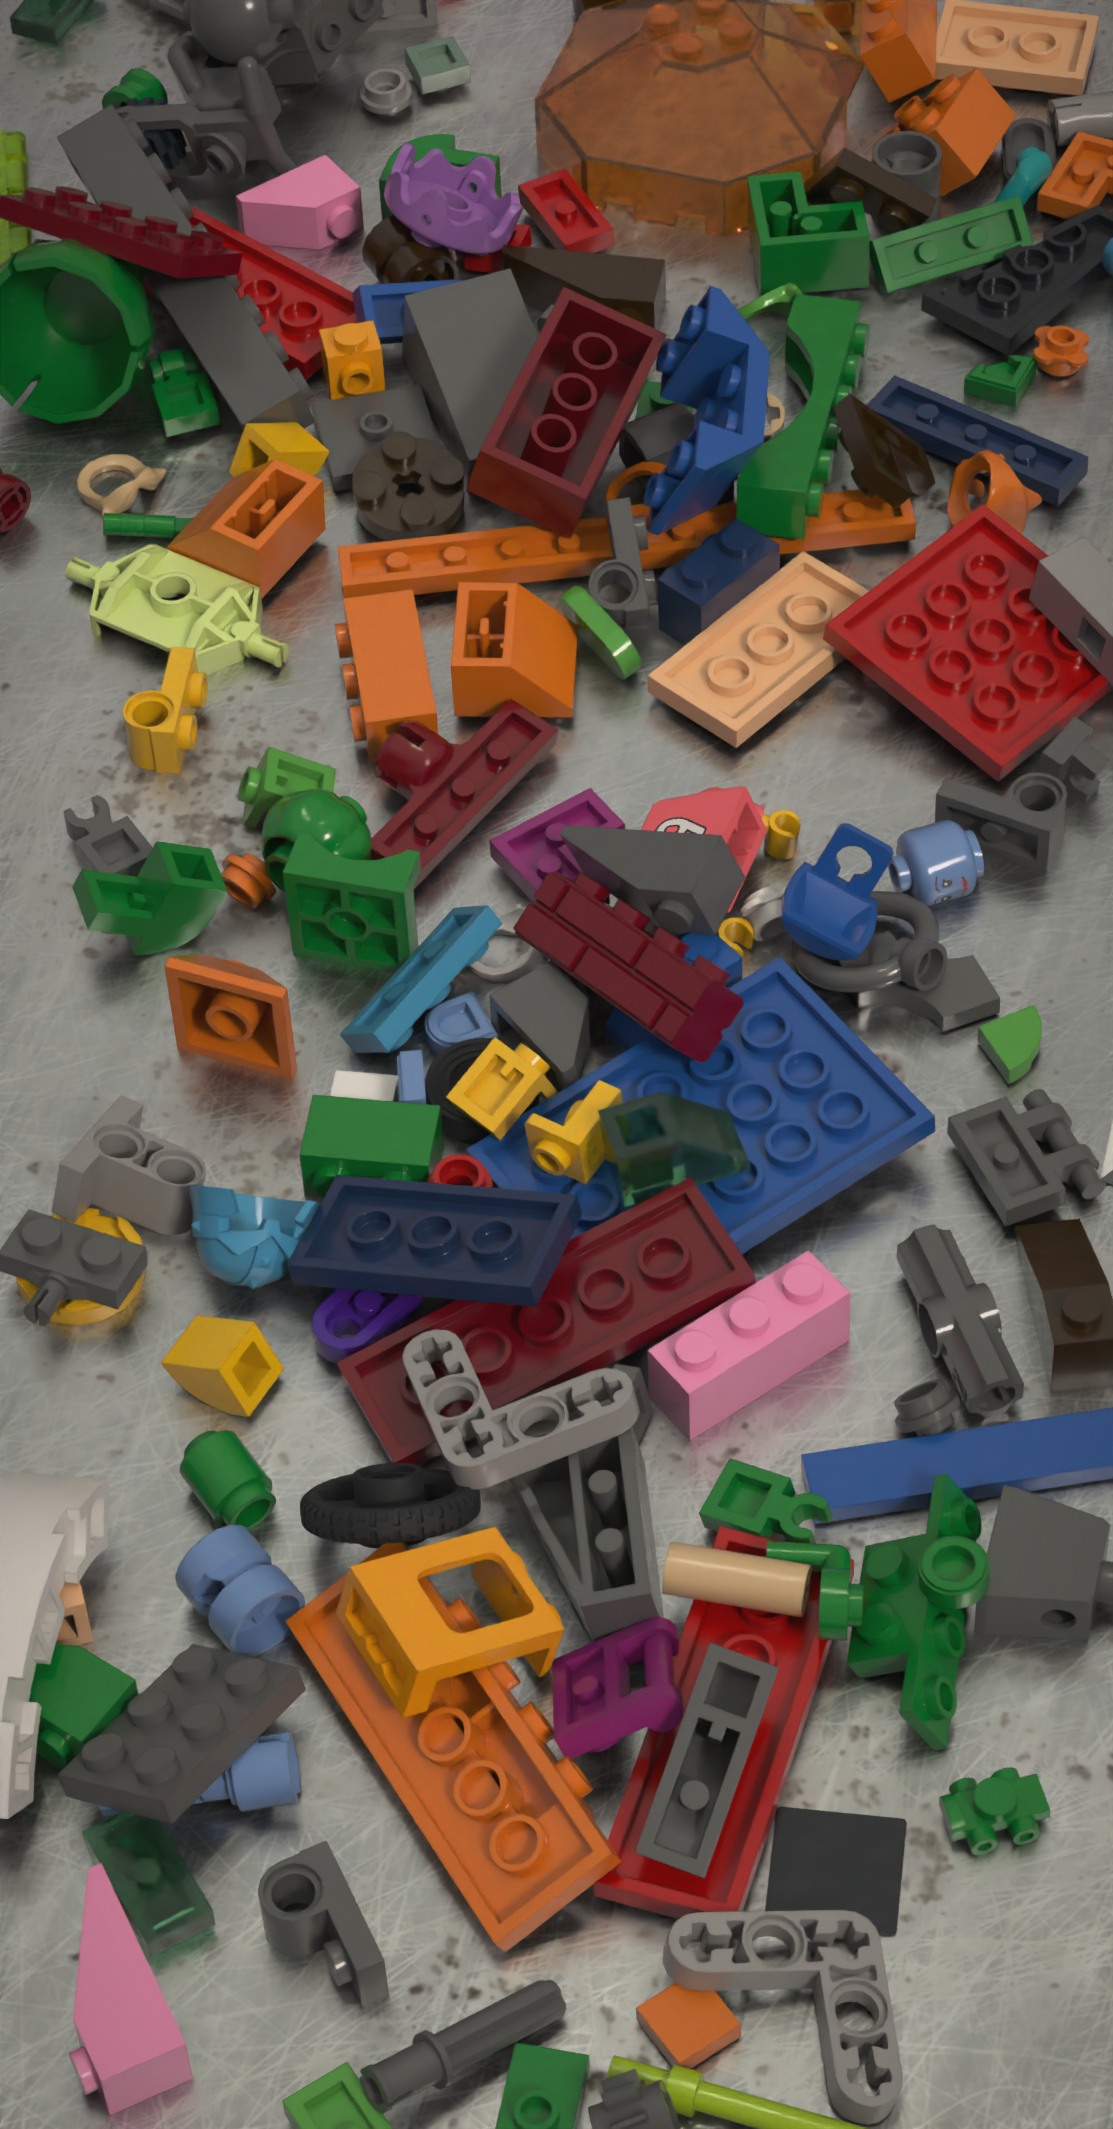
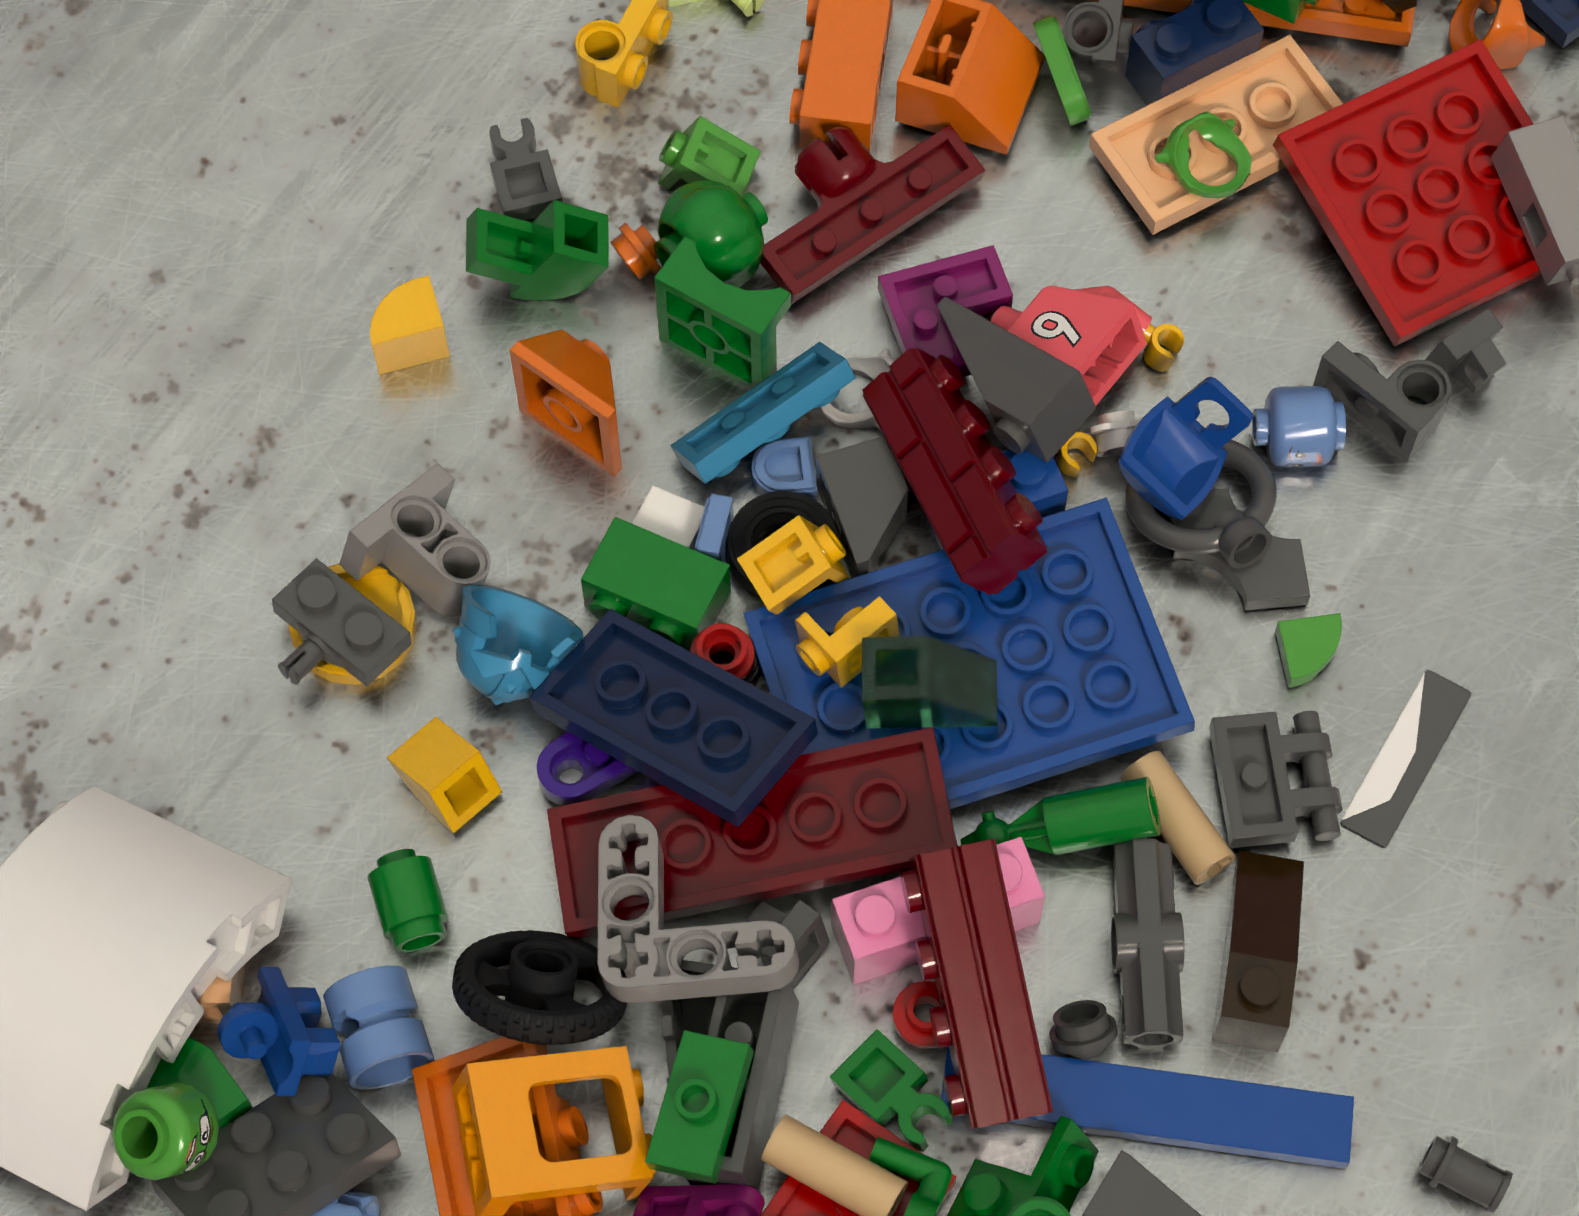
camera: 15 degrees right, 15 degrees up
(47, 998) = (408, 327): none -> yellow brick
(69, 1710) = (165, 1131): none -> bright green head
(146, 1618) = (281, 1033): none -> blue hips
(589, 1547) = (699, 1106): none -> green plate
(768, 642) = (1218, 132): none -> bright green piece
(776, 1454) = (906, 1023): none -> red plate
(817, 1376) = (979, 985): none -> dark red brick
(862, 1227) = (1079, 819): none -> green wheel
(936, 1202) = (1182, 820): none -> tan piece

